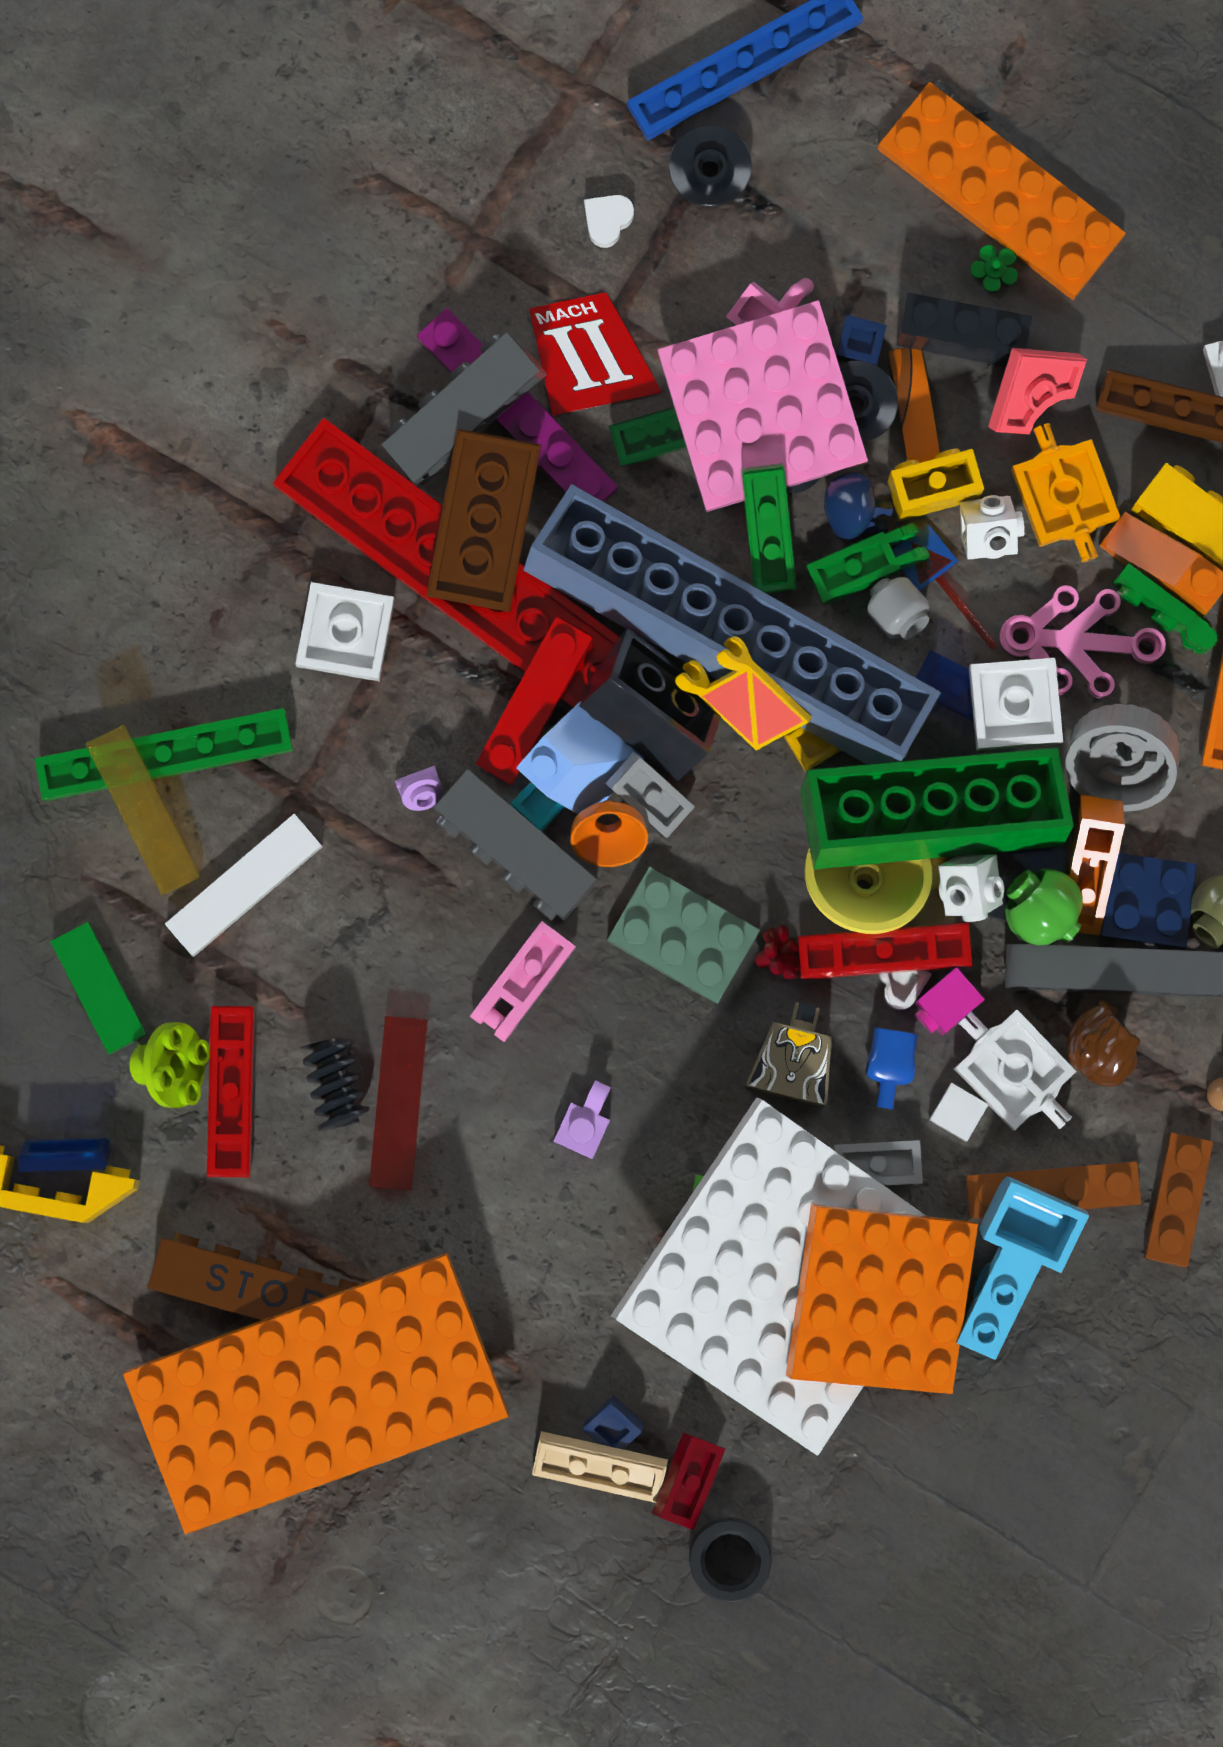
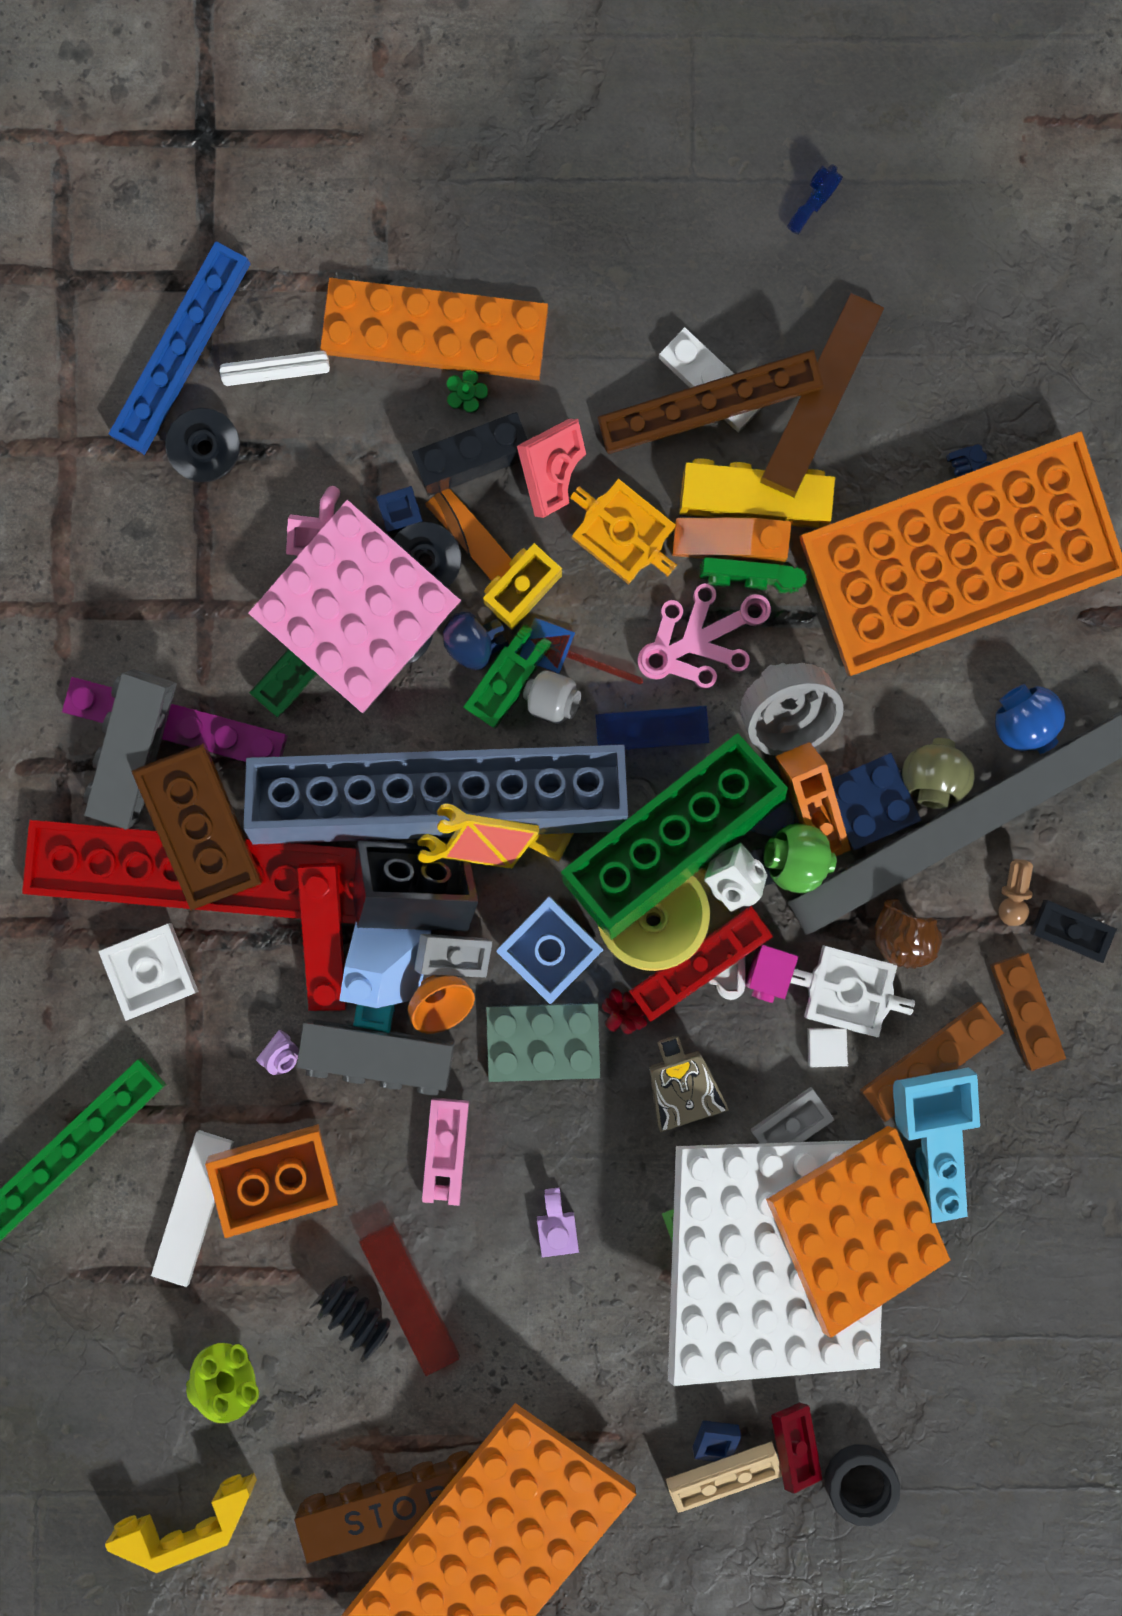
camera: 30 degrees left, 5 degrees up
(64, 1155) = (184, 1497): clear blue tile -> none
(98, 988) = (132, 1352): green tile -> none
(143, 809) = (79, 1202): clear yellow tile -> none
(230, 1091) = (279, 1370): red plate -> none
(344, 899) = (271, 1181): none -> orange brick
(588, 355) = (202, 646): red sticker -> none
(607, 217) = (151, 533): white tile -> none
(747, 845) = (549, 949): none -> light blue brick
(768, 528) = (417, 697): green tile -> none
(824, 135) = (274, 368): none -> white axle
(891, 1062) = (755, 1042): blue piece -> none
(990, 527) = (583, 593): white brick -> none
(1015, 704) = (685, 717): white plate -> none

